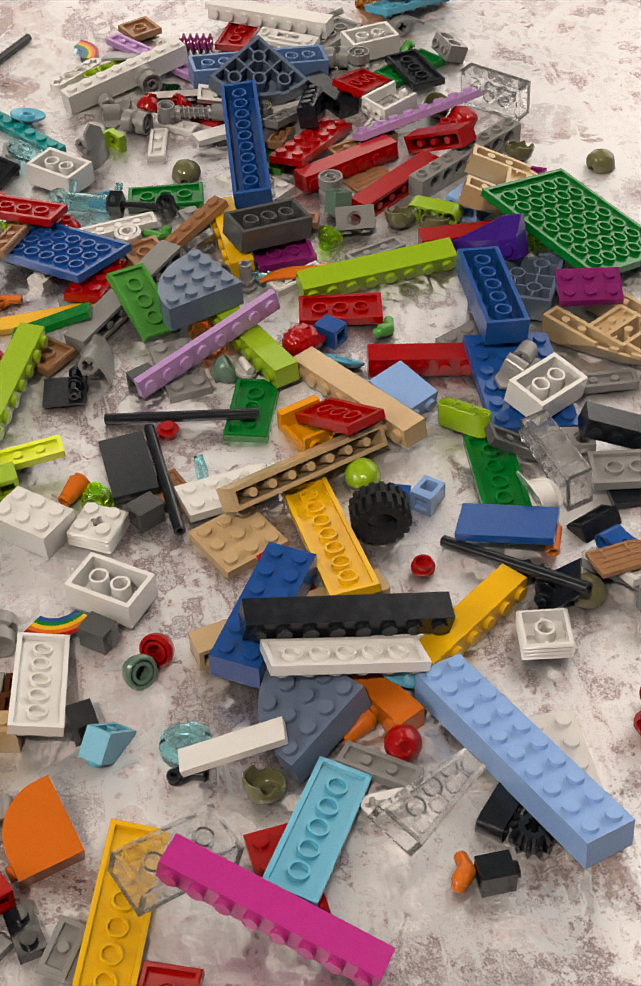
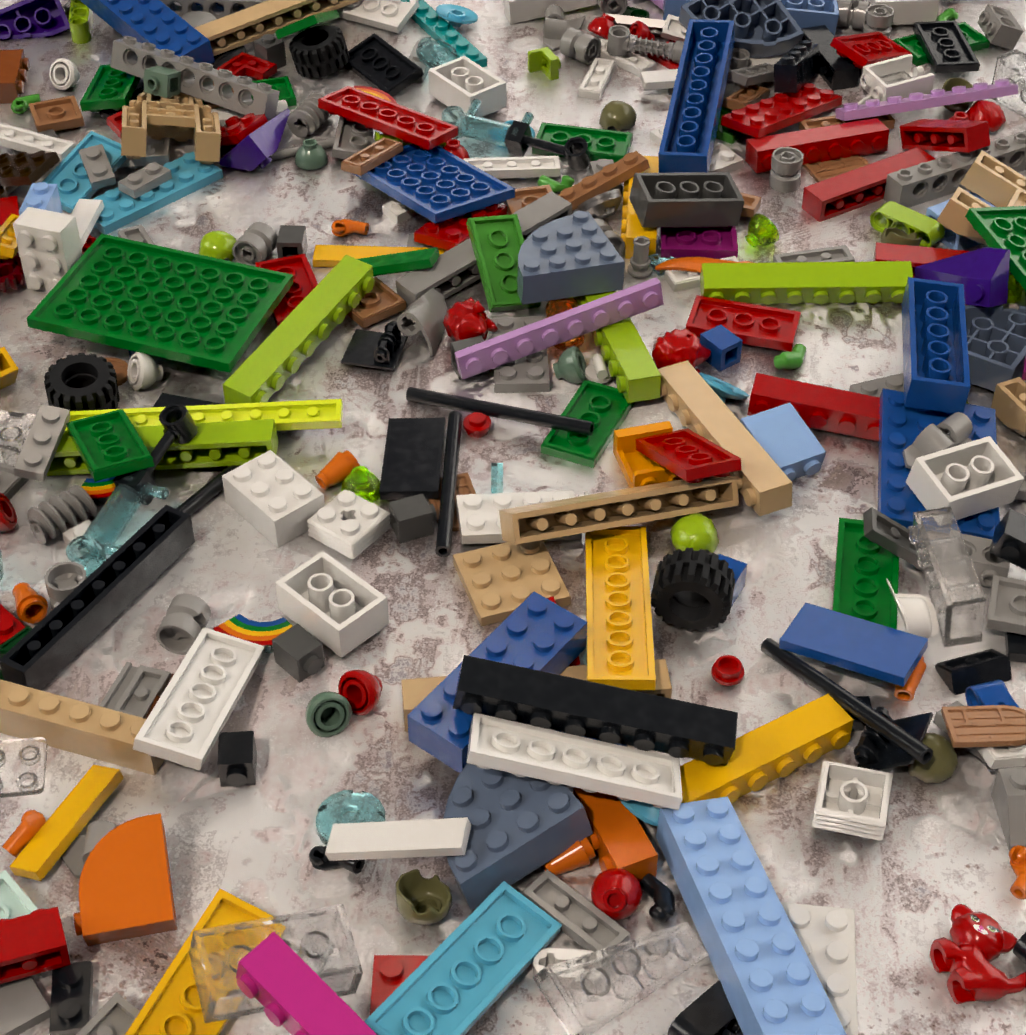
camera: 15 degrees right, 0 degrees up
(93, 146) = (516, 65): light grey panel -> none
(105, 743) = (253, 791): medium azure slope -> none
(128, 233) = (518, 176): white brick -> none
(132, 353) = (467, 321): none -> red animal
(337, 198) = (788, 190): sand green brick -> none
(366, 215) = (789, 205): light grey brick -> none
(400, 217) = (861, 224): olive hair -> none
(427, 495) = (765, 581): light blue brick -> none
(435, 736) = (662, 897): none -> black arm
(463, 417) = (847, 491): lime beam -> none

